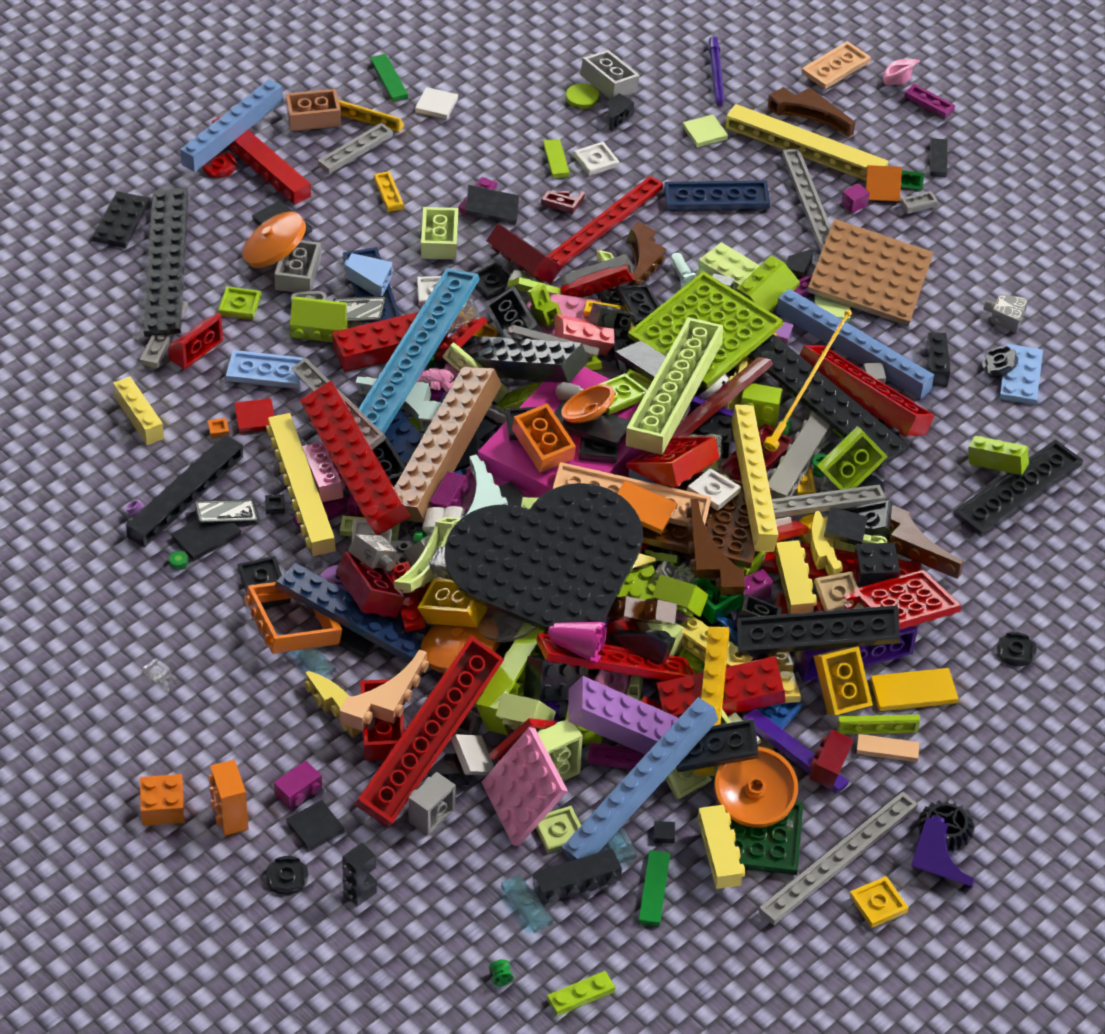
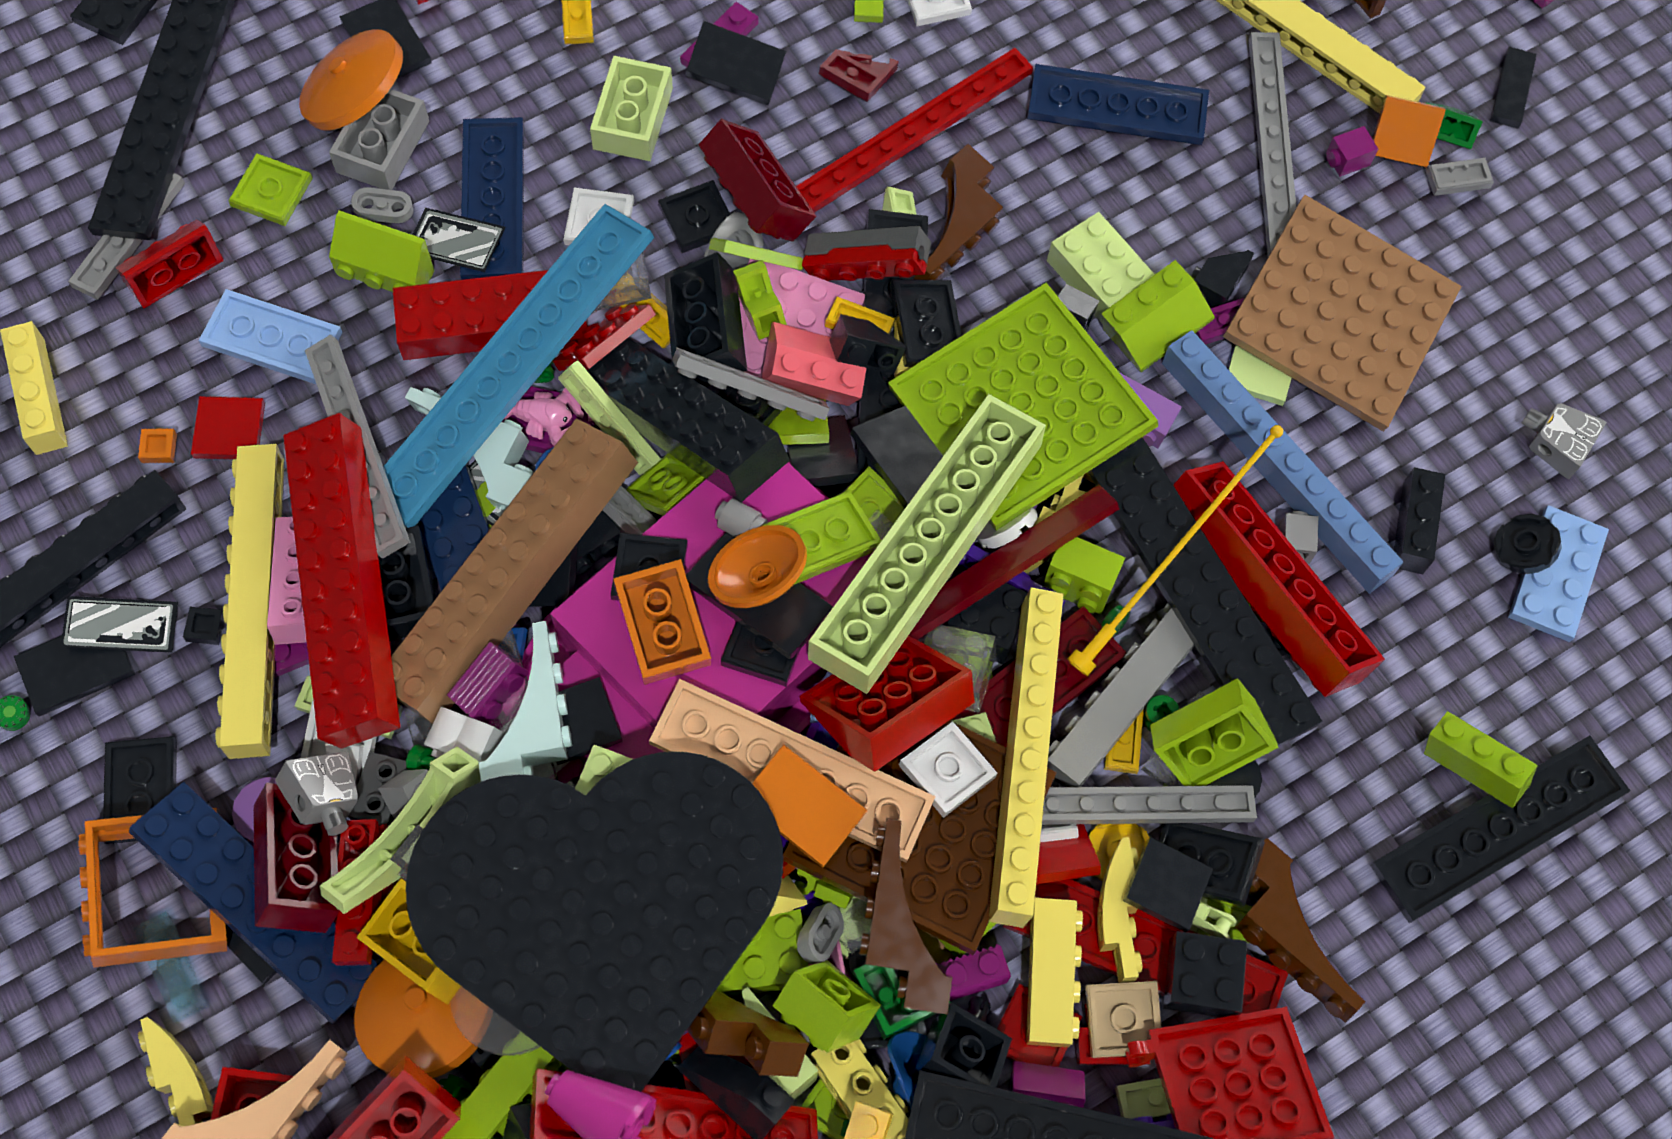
camera: 10 degrees right, 20 degrees up
(369, 273) = (490, 175): light blue slope -> none
(682, 269) = (1026, 271): light aqua piece -> none

